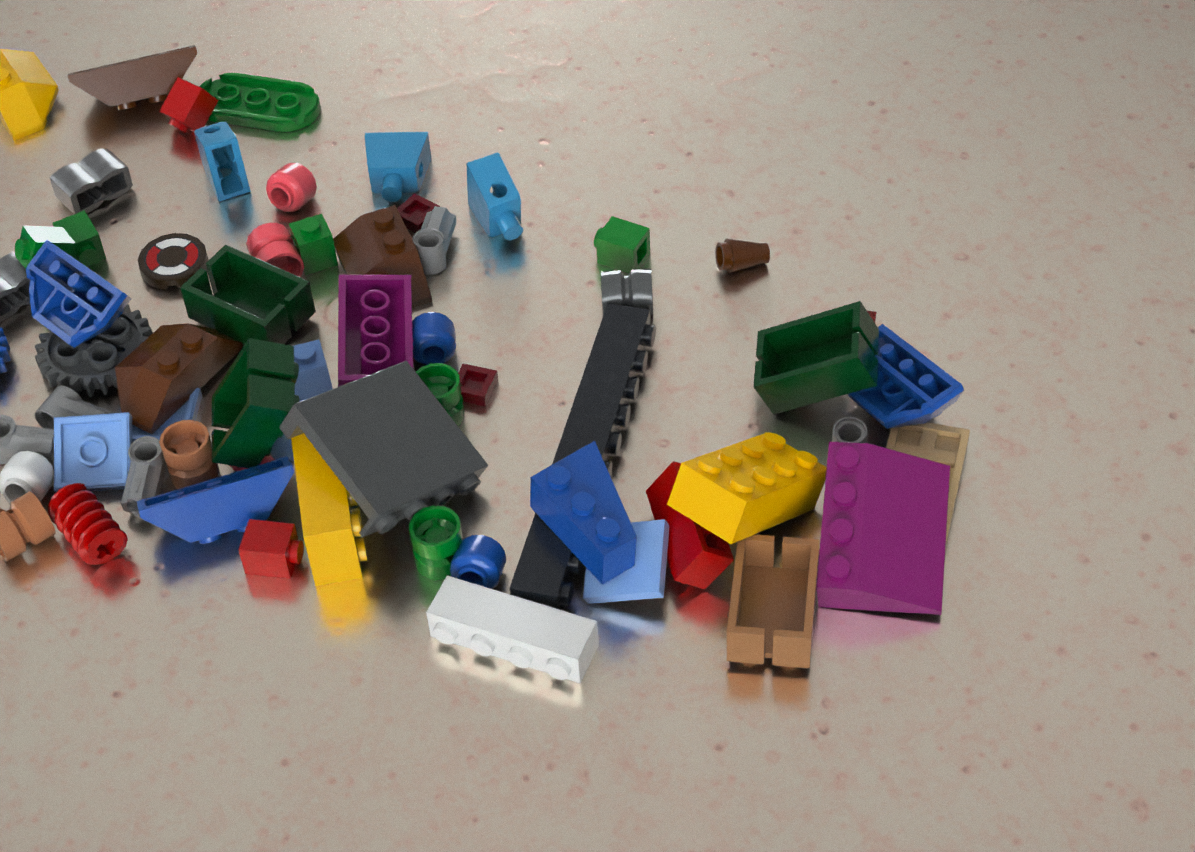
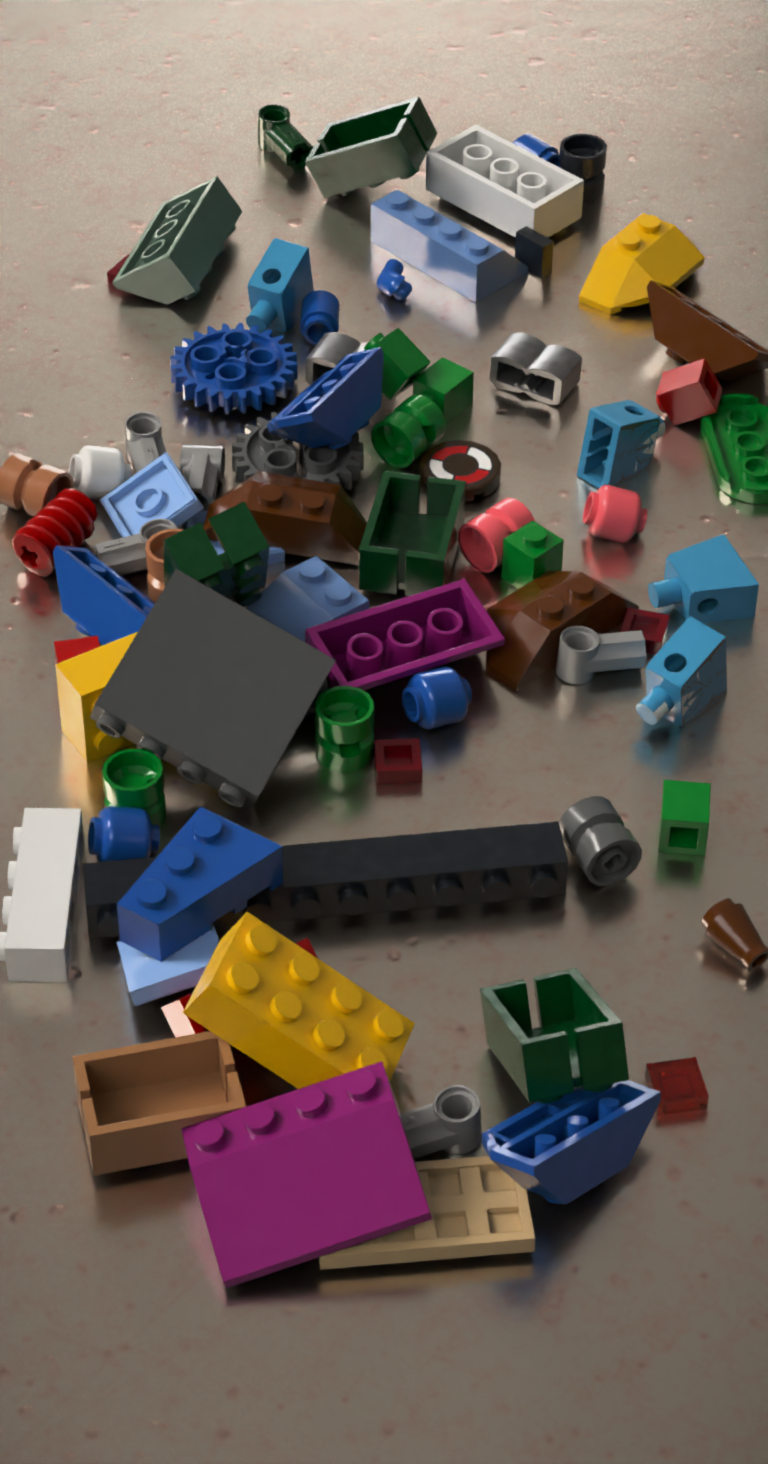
camera: 65 degrees right, 5 degrees down
(118, 266) = (408, 431): none -> green wheel

